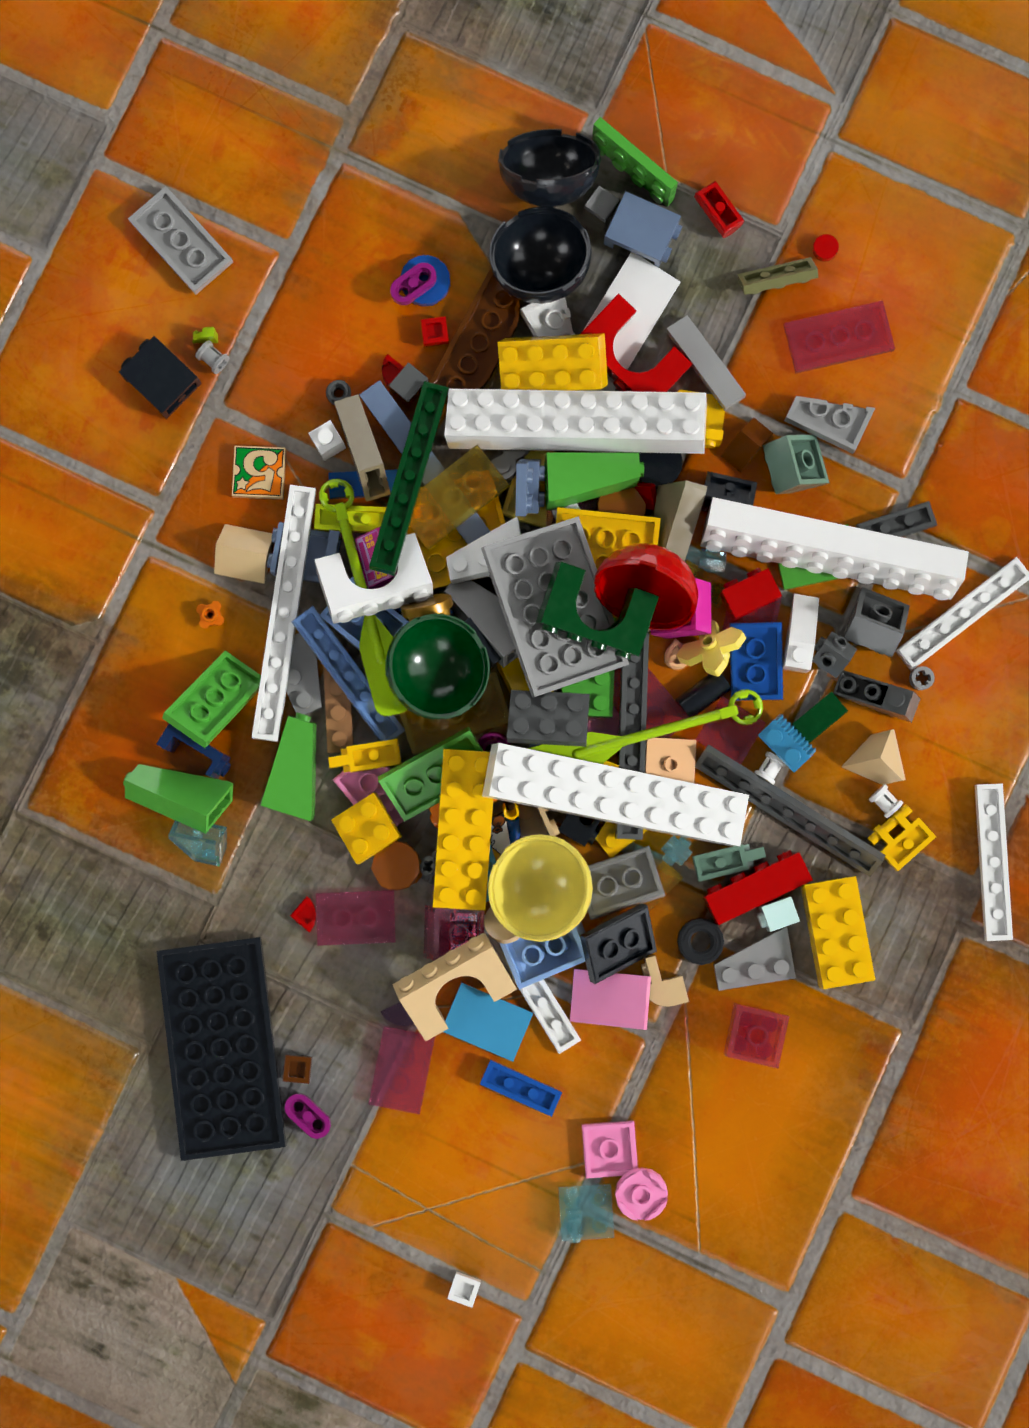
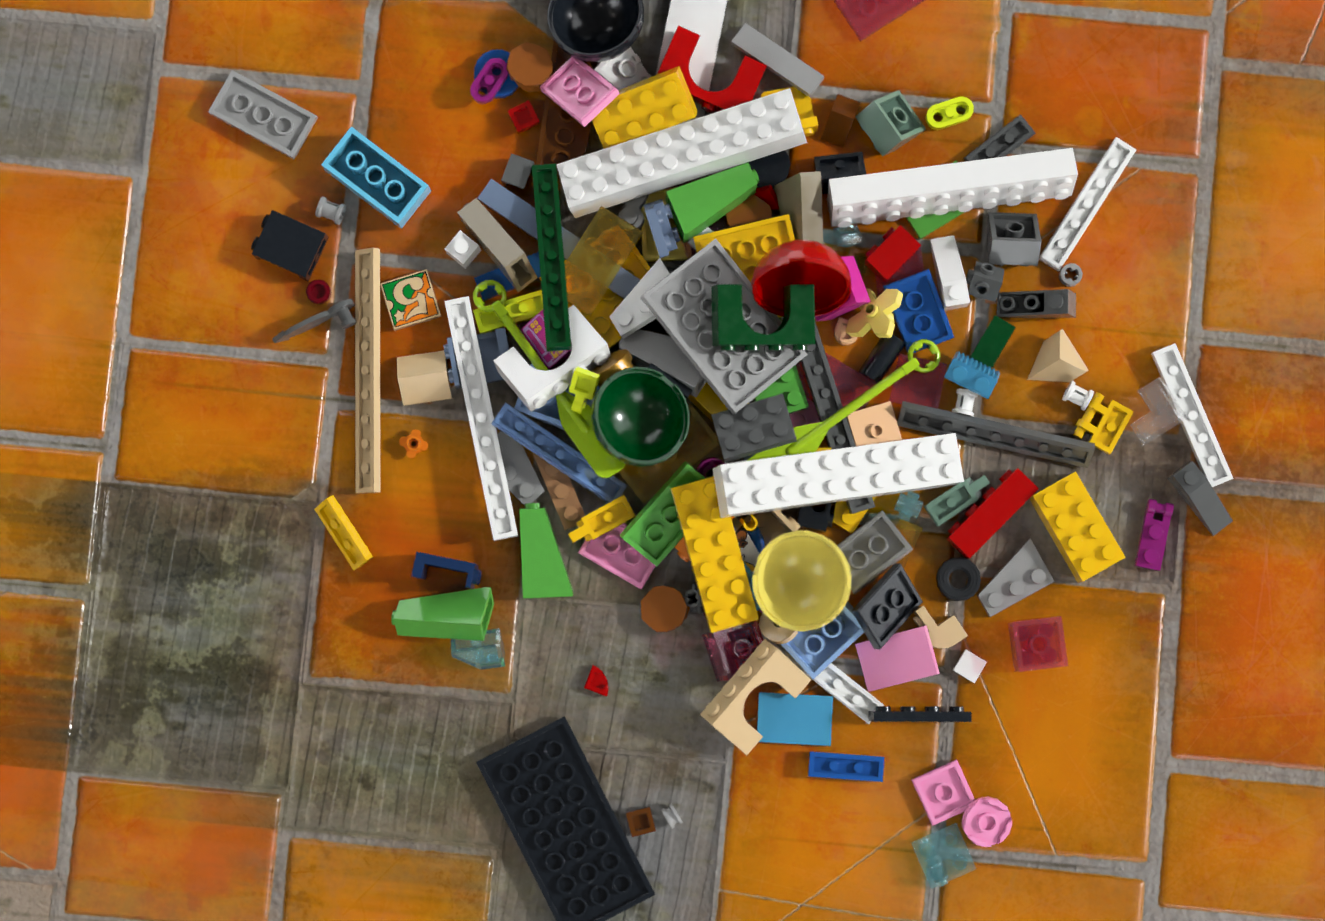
camera: 25 degrees left, 0 degrees up
(109, 677) = (343, 532): none -> yellow plate
(172, 433) = (318, 292): none -> dark red tile
(186, 457) = (340, 309): none -> dark grey brick
(191, 527) = (367, 370): none -> tan plate
(207, 333) = (319, 191): lime tile -> none
(213, 699) = (447, 517): bright green plate -> none
(267, 340) = (376, 177): none -> medium azure brick
(307, 1116) = (665, 859): magenta plate -> none
(330, 1074) = (671, 816): none -> light grey bush
(337, 385) = (453, 196): dark grey plate -> none
(355, 918) = (643, 668): clear pink tile -> none
(366, 828) = (624, 584): yellow plate -> none
(390, 369) = (496, 166): red tile -> none
(393, 617) = (584, 386): none -> neon yellow plate
(397, 1015) = (713, 740): clear purple tile -> none
(401, 1070) = (734, 789): clear pink tile -> none
(457, 283) = (529, 66): none -> dark orange hat
(497, 323) = (579, 90): none -> bright pink tile
(602, 1059) = (931, 714): none -> black plate
(680, 1032) = (969, 666): none -> white tile
(777, 914) = (1018, 530): light aqua brick -> none
(834, 423) = (908, 74): light grey wing -> none
(857, 475) = (948, 113): none -> neon yellow plate
(912, 968) = (1153, 535): none -> magenta plate
(966, 849) = (1164, 412): none -> clear brick
(973, 946) = (1200, 497): none -> dark grey slope

